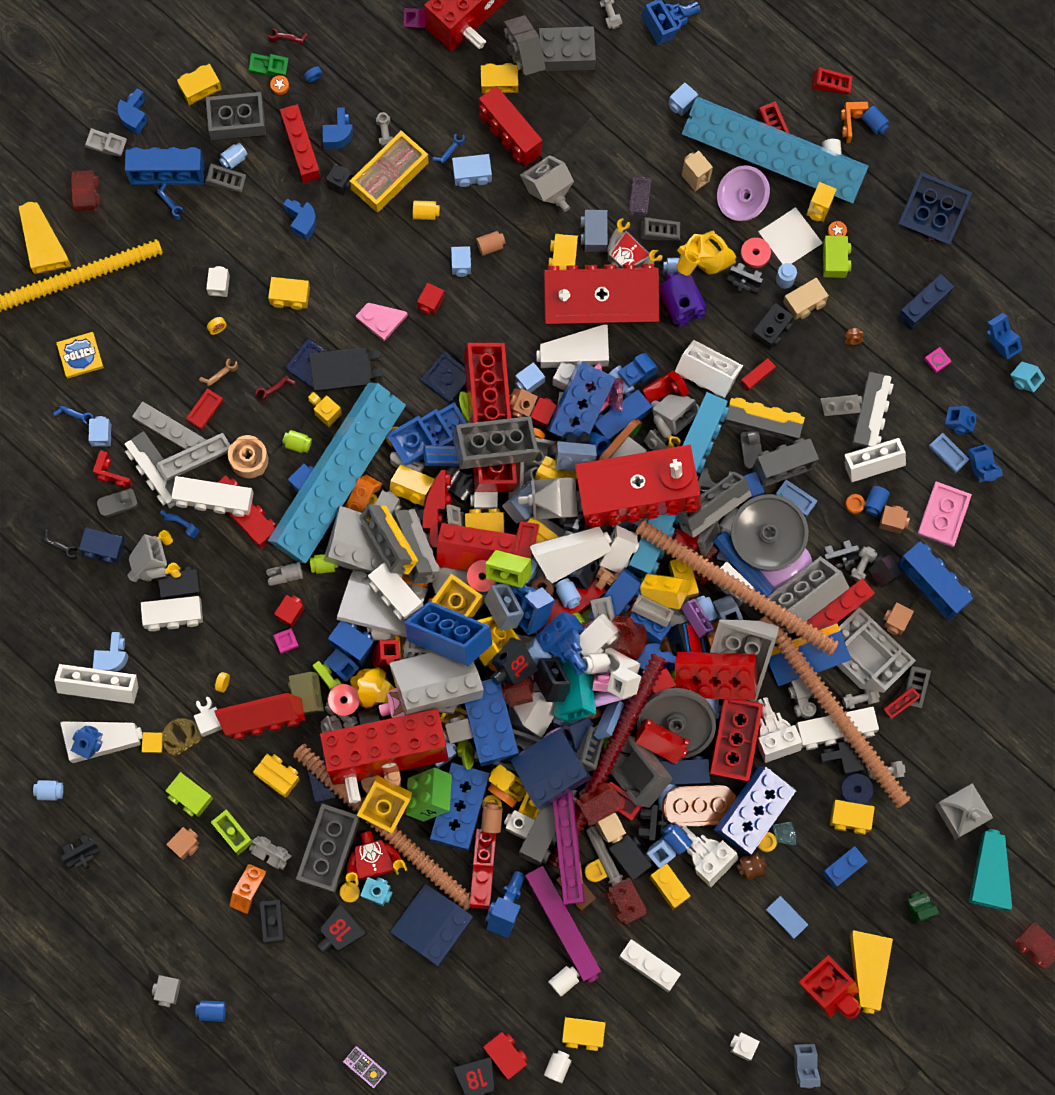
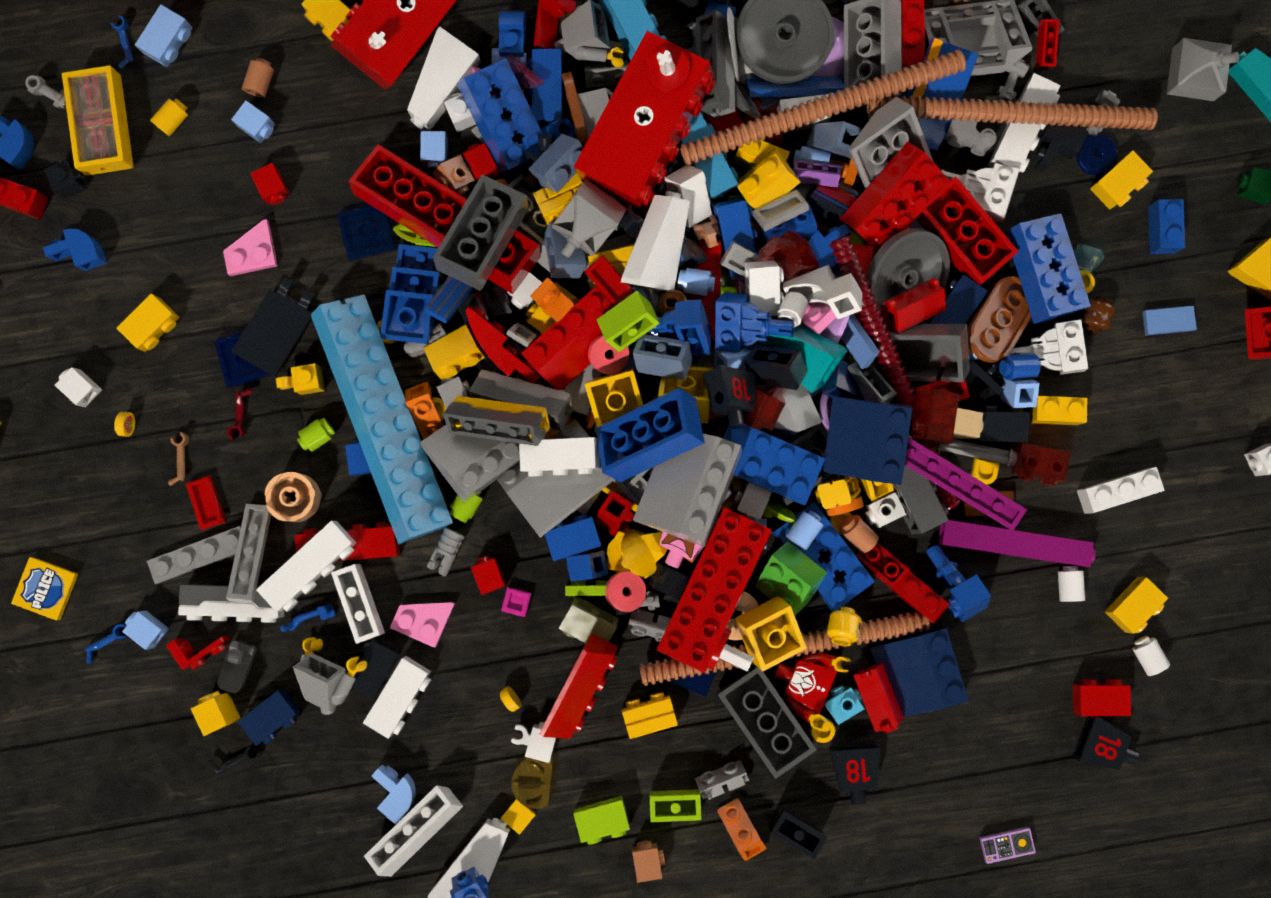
camera: 50 degrees left, 10 degrees up
(81, 510) = (215, 712): none -> yellow brick
(212, 544) = (358, 603): none -> white brick
(231, 593) = (423, 621): none -> bright pink wing
(397, 910) = (879, 698): none -> red brick
(424, 850) = (844, 626): none -> yellow head
(466, 777) = (805, 529): none -> light blue brick
(487, 515) = (552, 300): none -> orange slope
(741, 498) = (732, 23): none -> white sticker

